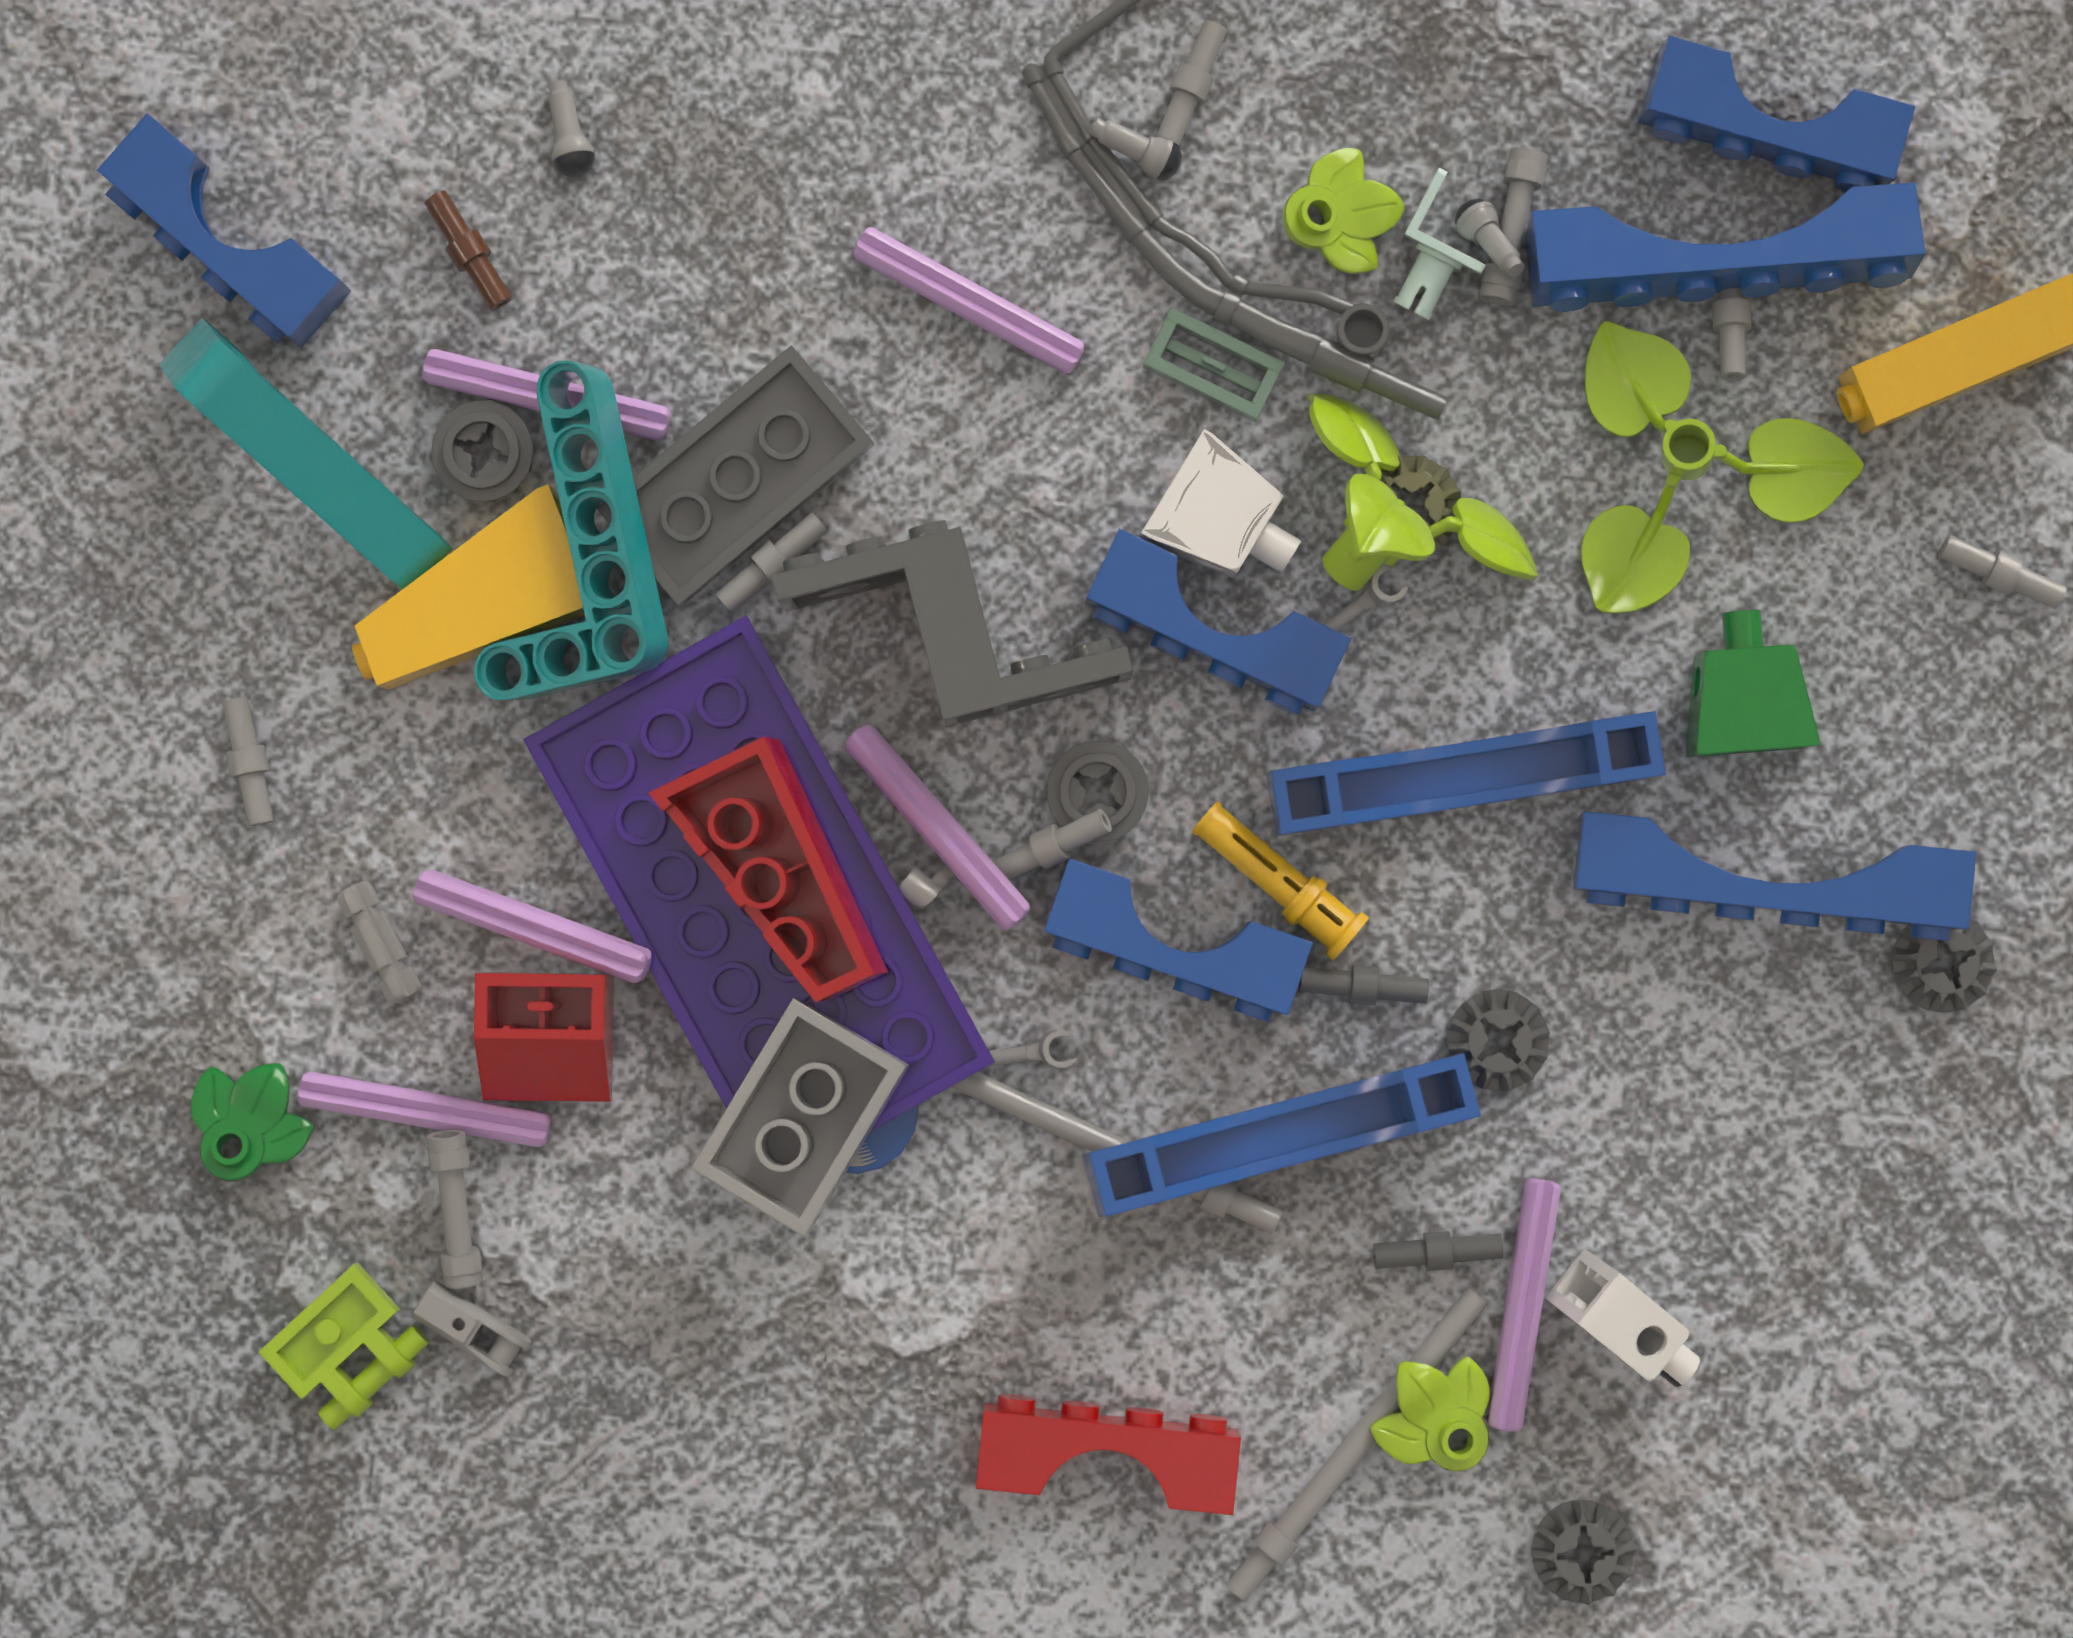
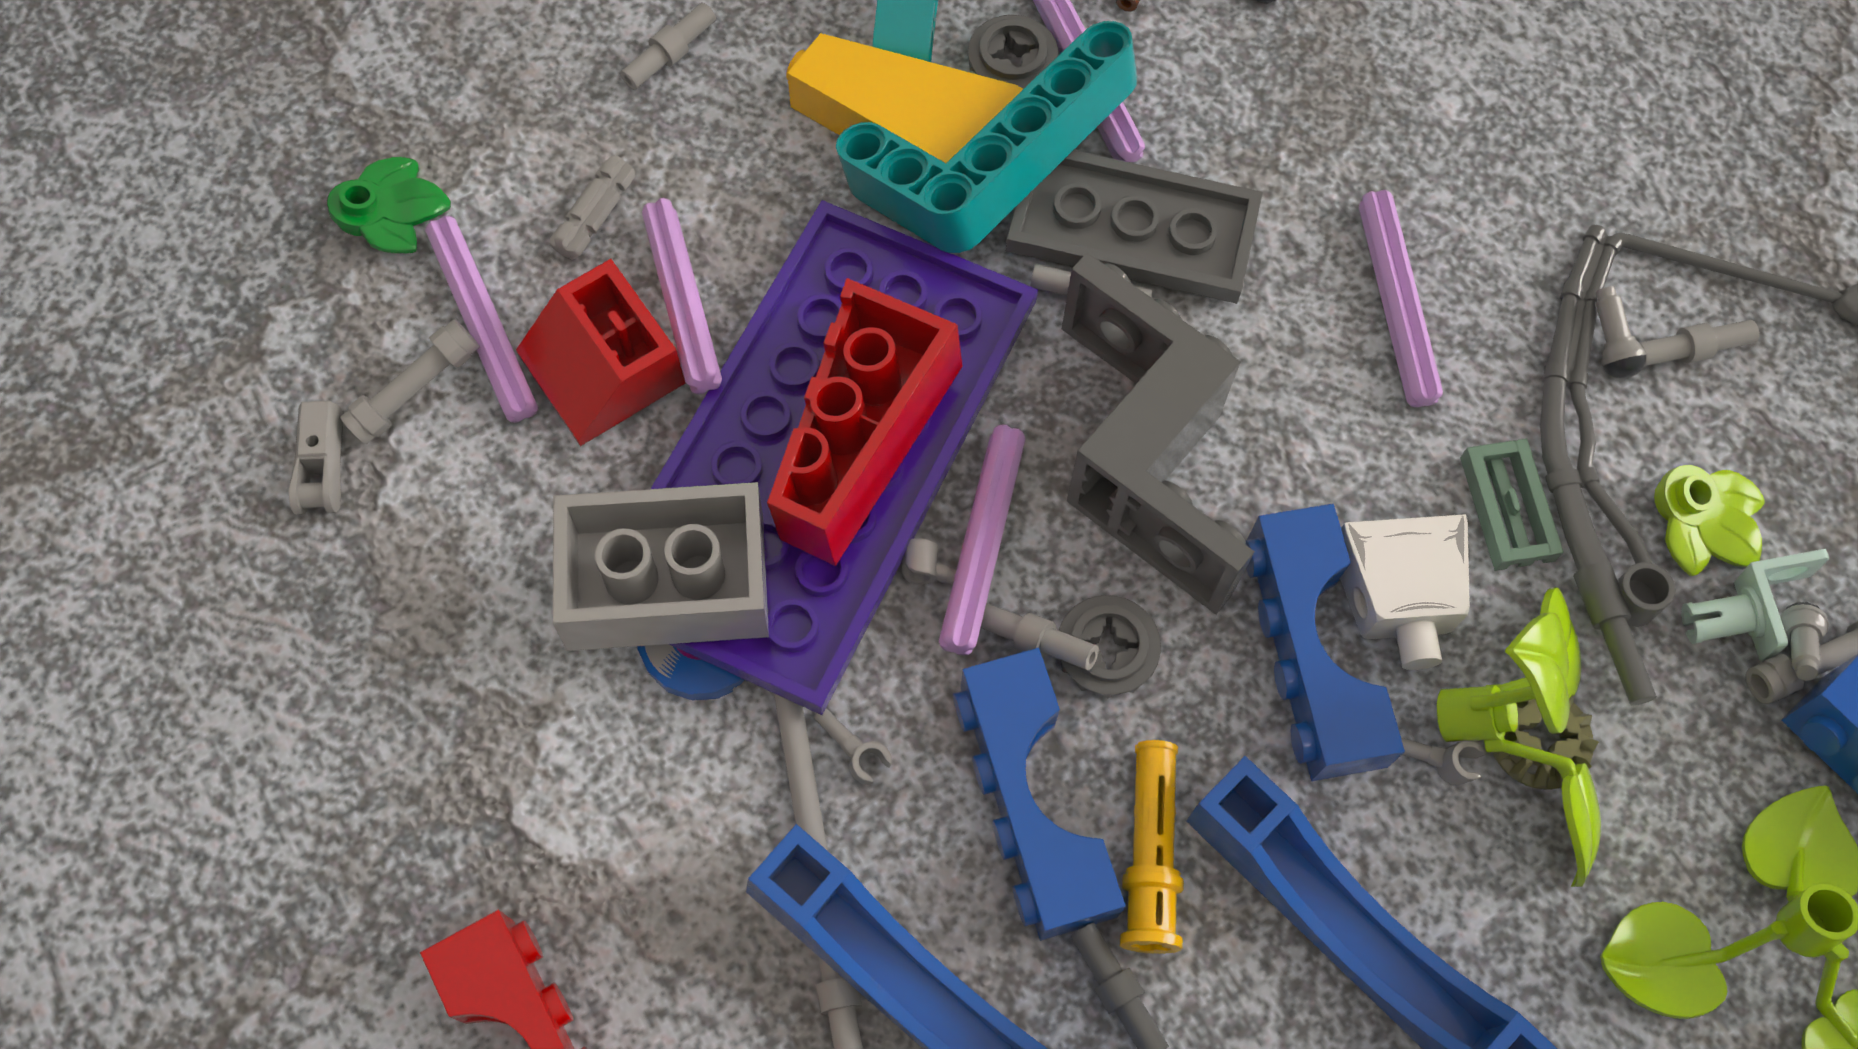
camera: 50 degrees right, 20 degrees down
(330, 1332) = (248, 358): lime plate -> none

